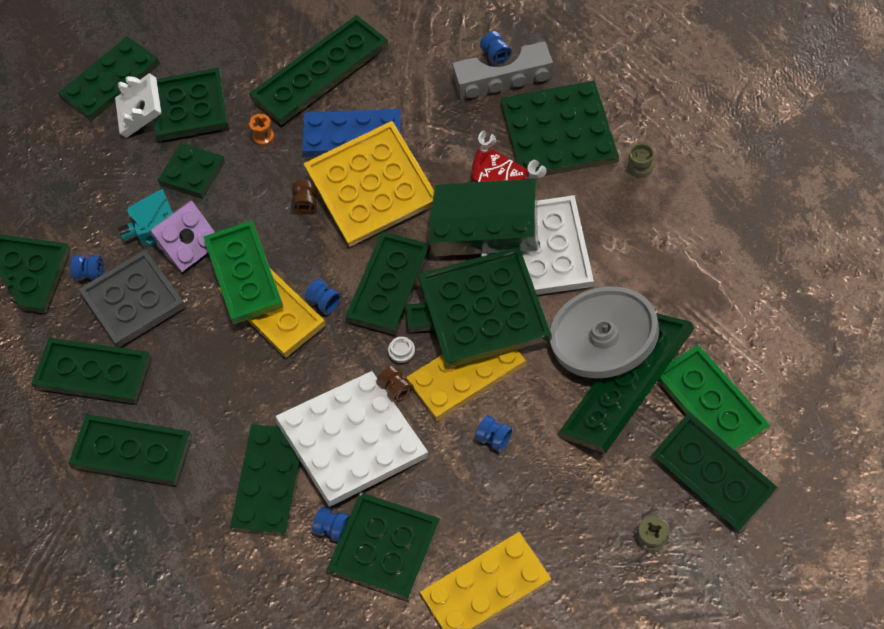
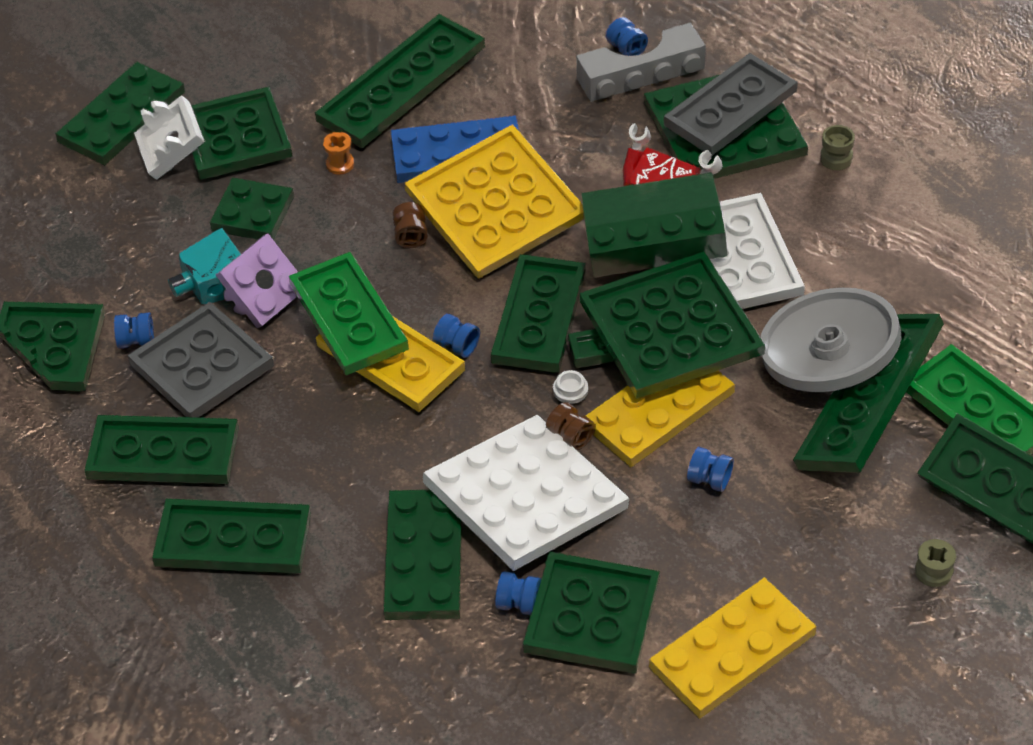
camera: 10 degrees left, 10 degrees down
(563, 116) = (730, 104): none -> dark grey plate

